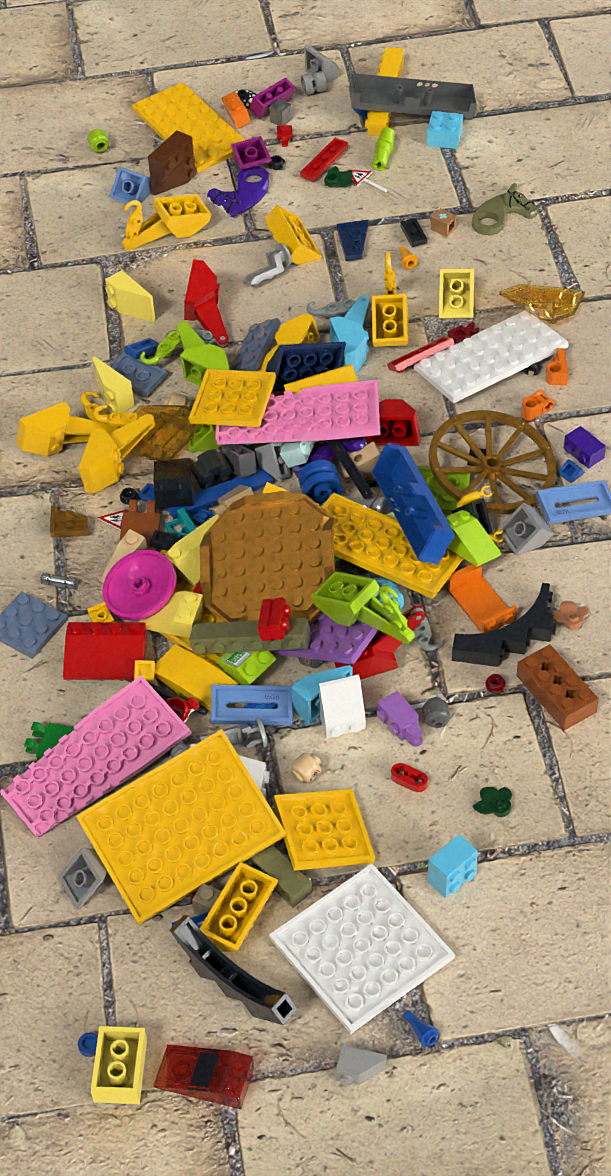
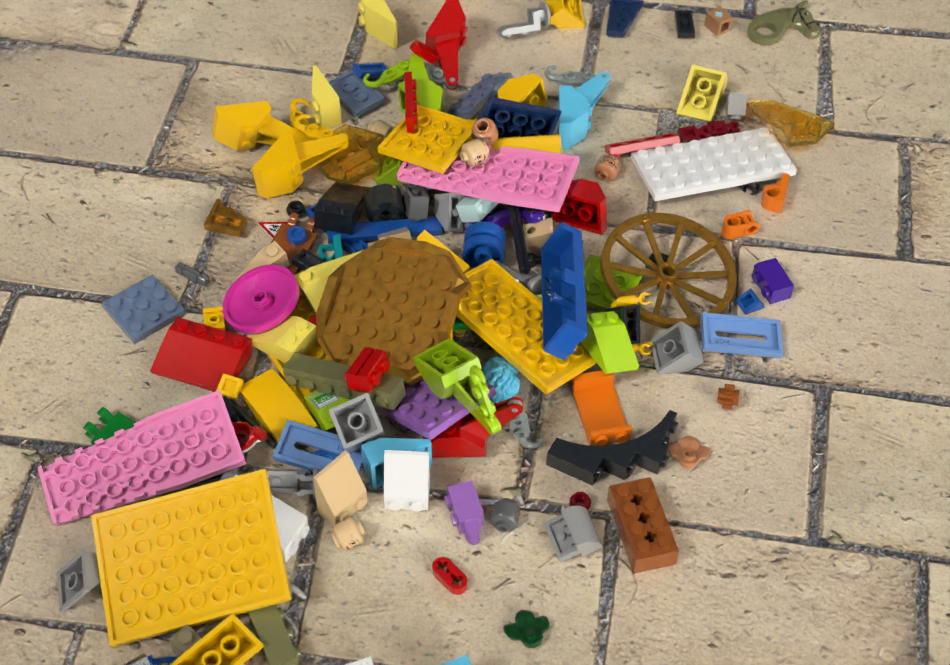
camera: 15 degrees right, 0 degrees up
(143, 519) = (296, 235): none -> blue tile
(189, 318) = (424, 52): none -> red beam
(201, 367) = (410, 105): none -> red plate
(279, 668) = (356, 422): none -> light grey slope
(281, 400) = (474, 152): none -> tan head
(283, 378) = (485, 130): none -> nougat head
(286, 733) = (339, 490): none -> tan slope
(323, 829) = (335, 605): yellow plate -> none
(389, 313) = (624, 95): yellow slope -> none
(398, 383) = (607, 167): none -> nougat head
(409, 261) = (668, 49): light orange cone -> none
(484, 321) = (720, 128): none -> dark red plate
(490, 296) = (735, 105): none -> light grey slope
(500, 711) = (573, 533): none -> light grey brick
(586, 558) = (728, 396): none -> dark orange gear

